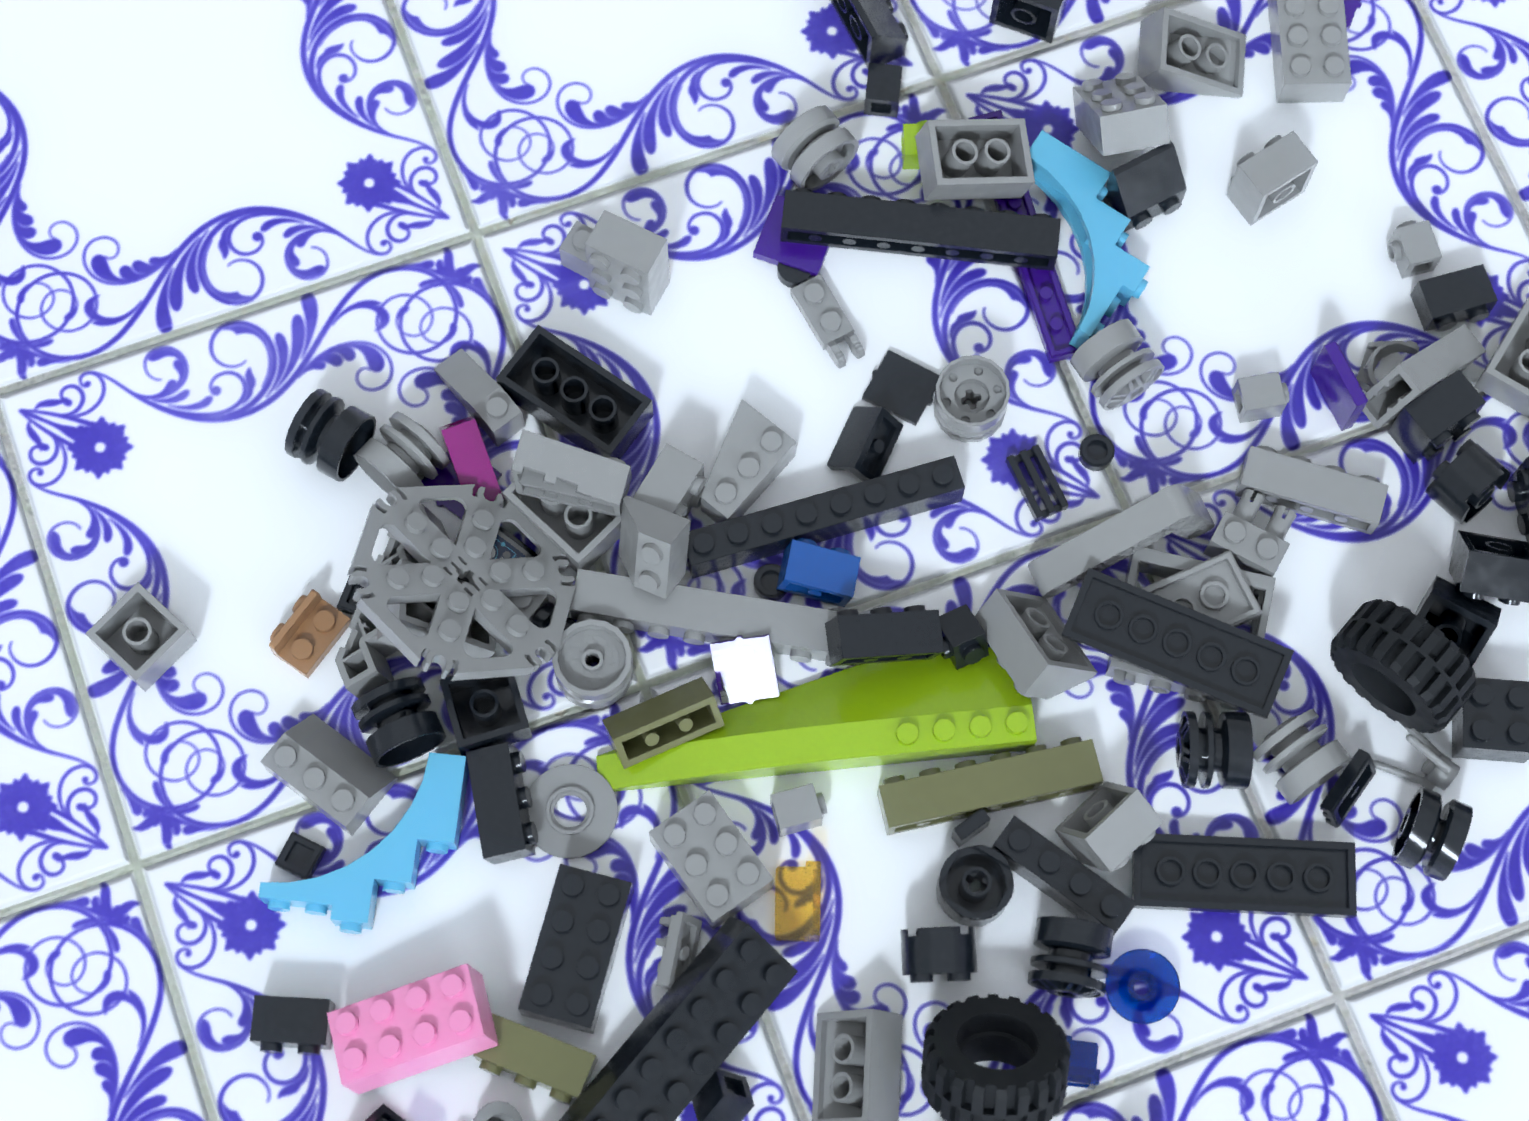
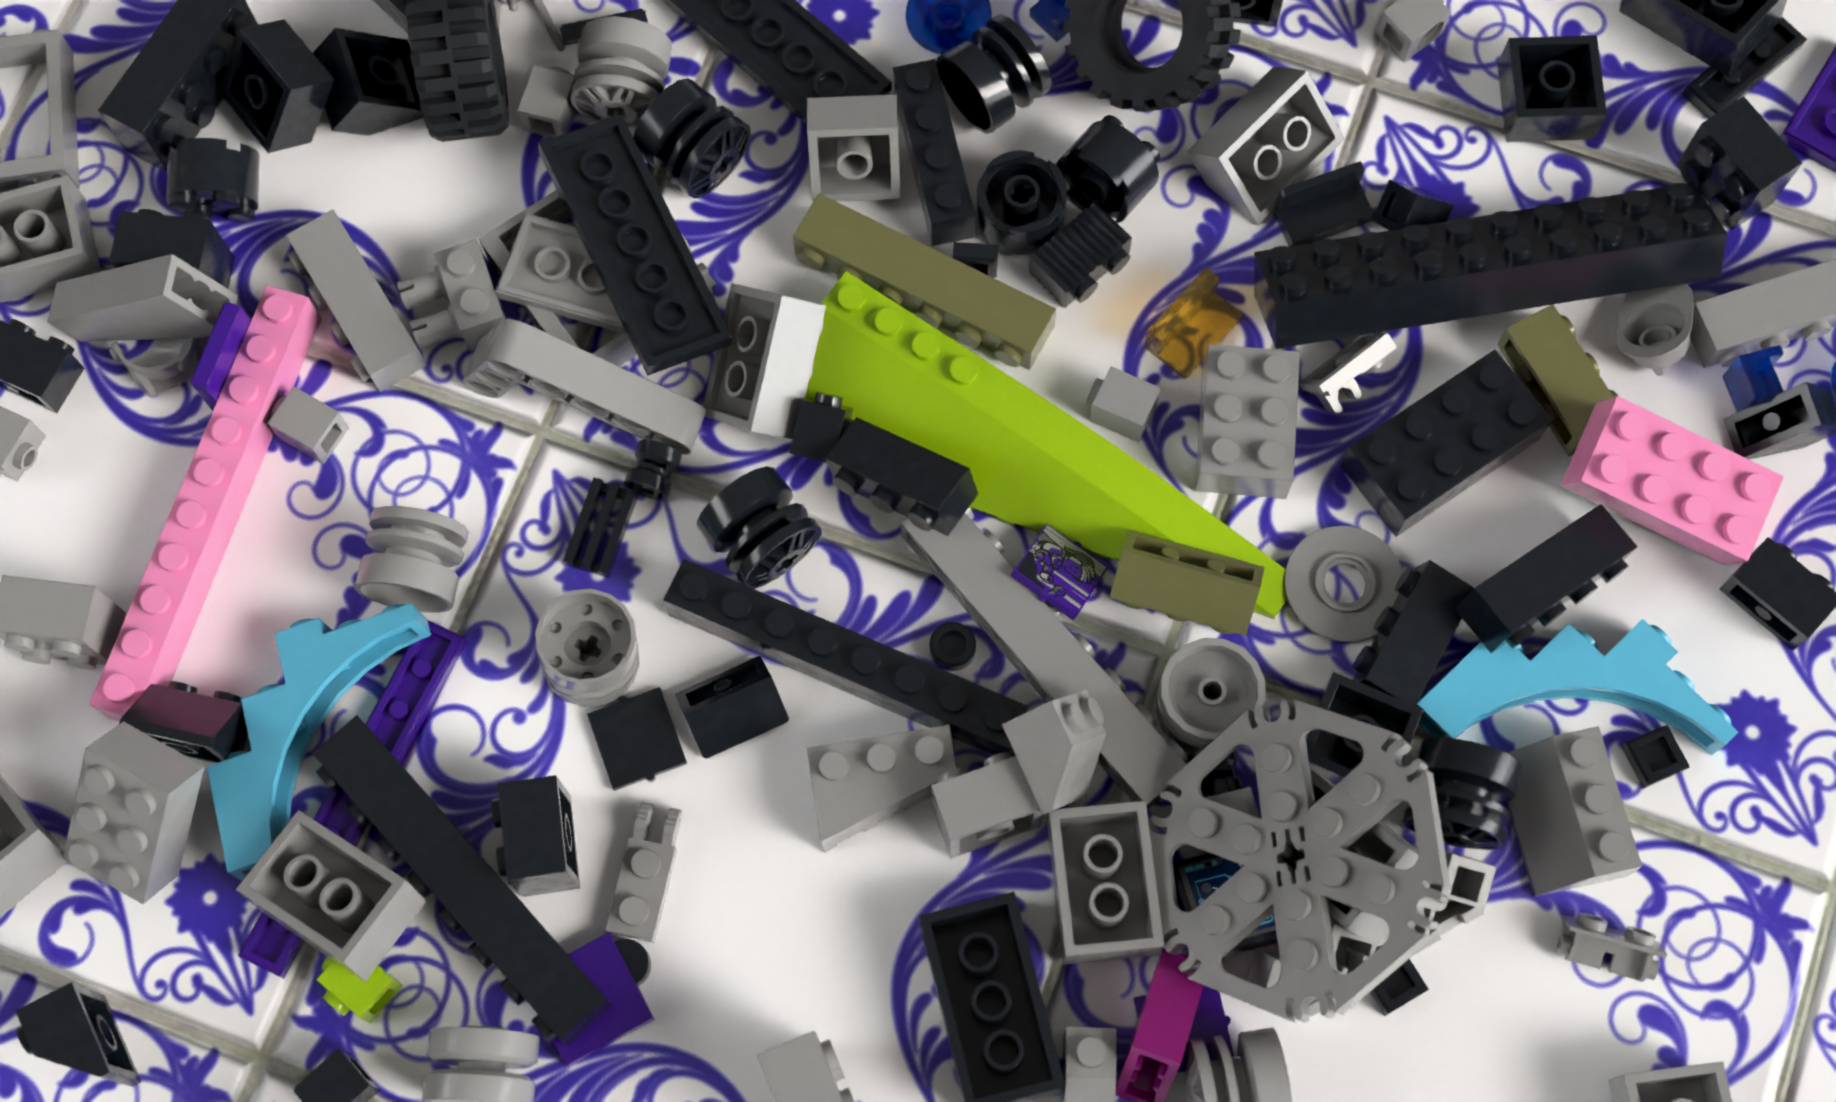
camera: 135 degrees left, 0 degrees up
(235, 723) = (1630, 950): none -> light grey hinge
(308, 633) = (1479, 982): medium nougat bracket -> none
(444, 898) = (1545, 579): none -> black brick
(569, 475) = (1081, 886): light grey wedge -> none
(781, 1056) = (1323, 206): none -> black panel
(818, 572) = (902, 604): blue brick -> none
(899, 280) = (537, 836): none -> black brick
(908, 887) = (1081, 256): none -> black brick
(939, 543) = (758, 527): none -> black wheel
(1037, 534) = (653, 469): none -> black wheel
(1096, 452) = (514, 510): black tile -> none
(1268, 313) = (208, 503): none -> bright pink brick
(1332, 707) = (547, 102): none -> light grey brick

